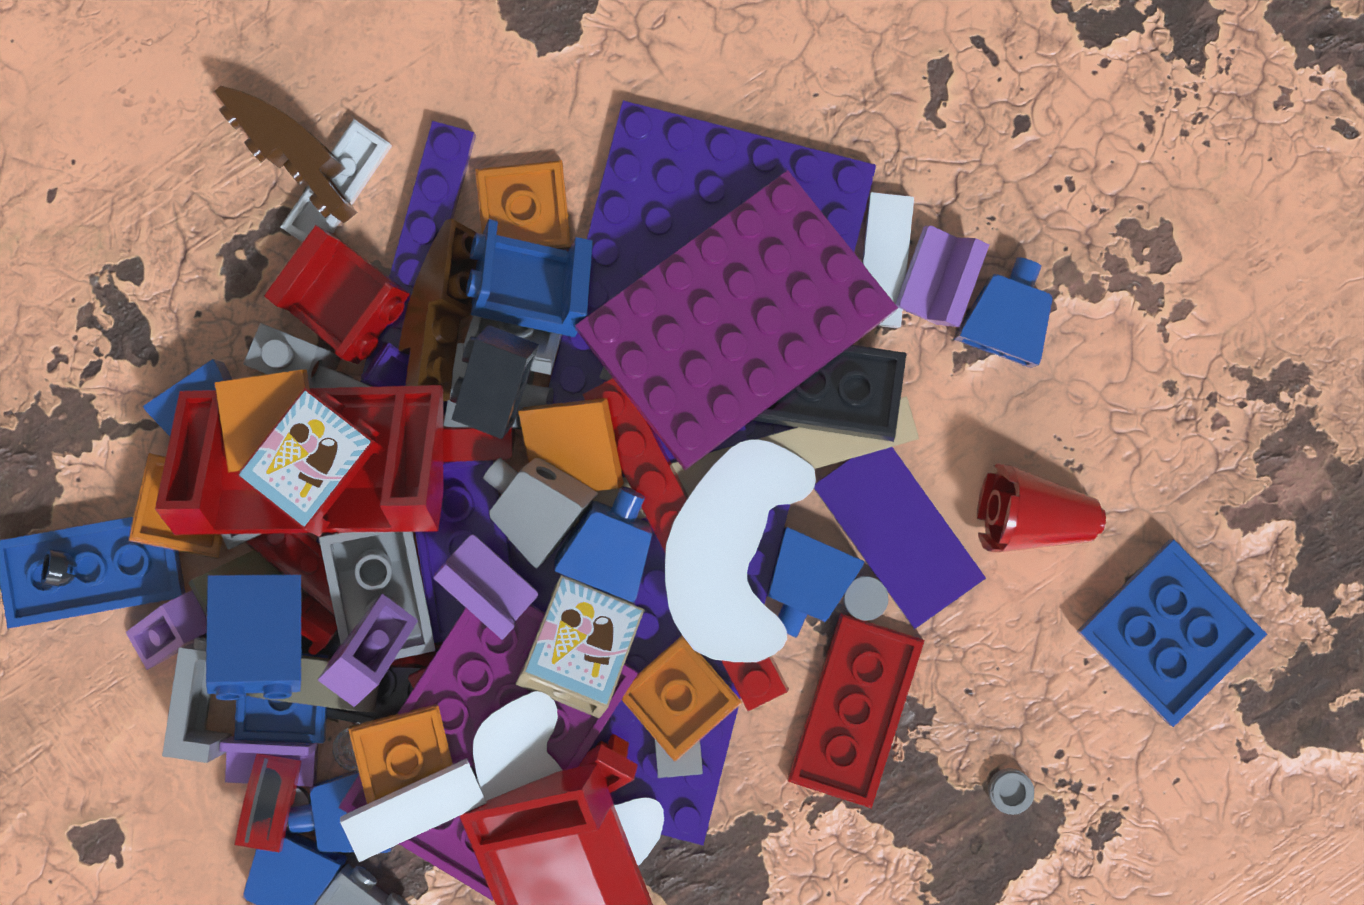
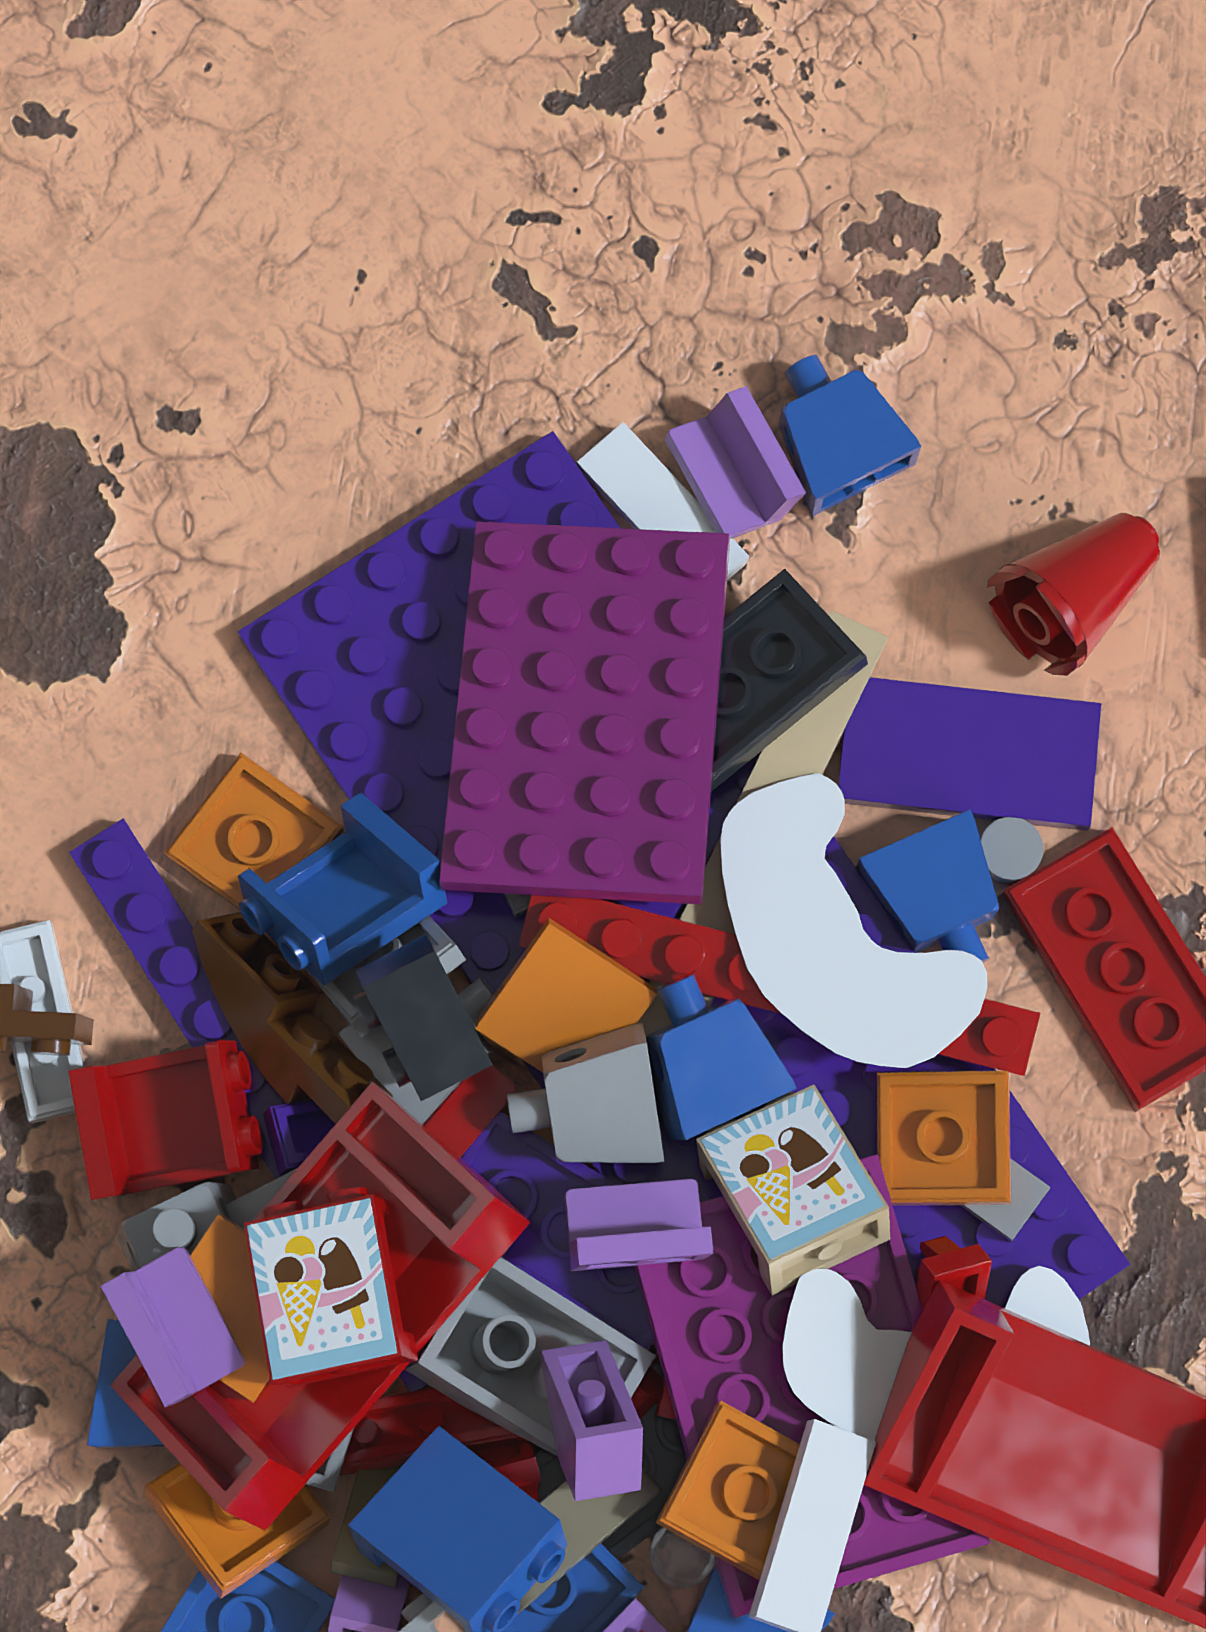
camera: 50 degrees left, 10 degrees down
(224, 398) = (174, 1326): none -> medium lavender panel

